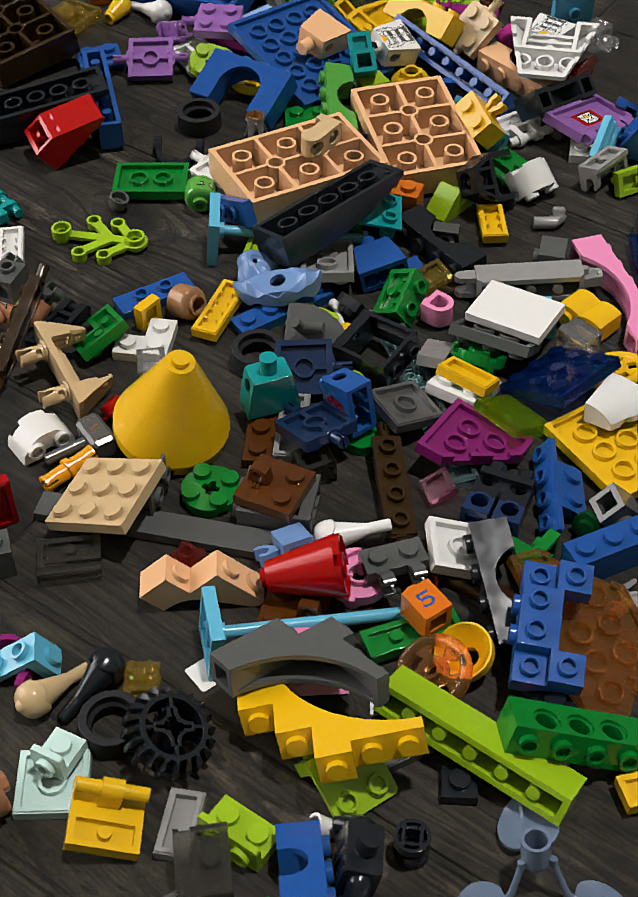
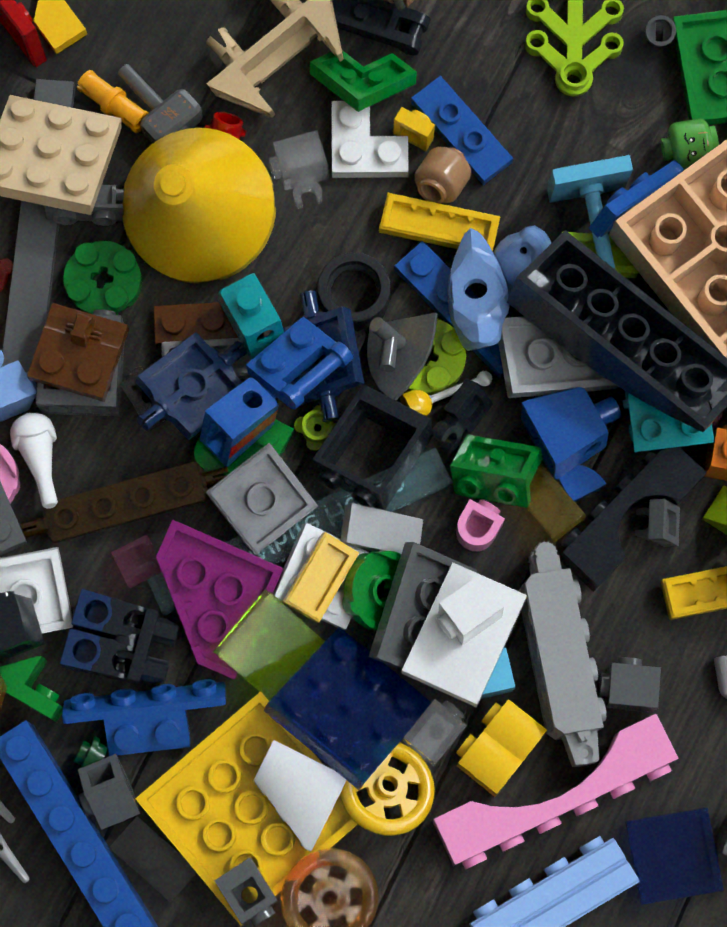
camera: 80 degrees right, 30 degrees up
(36, 434) = (168, 54): white cylinder -> none
(308, 369) = (291, 356): none -> blue plate
(503, 294) = (469, 610): none -> white brick

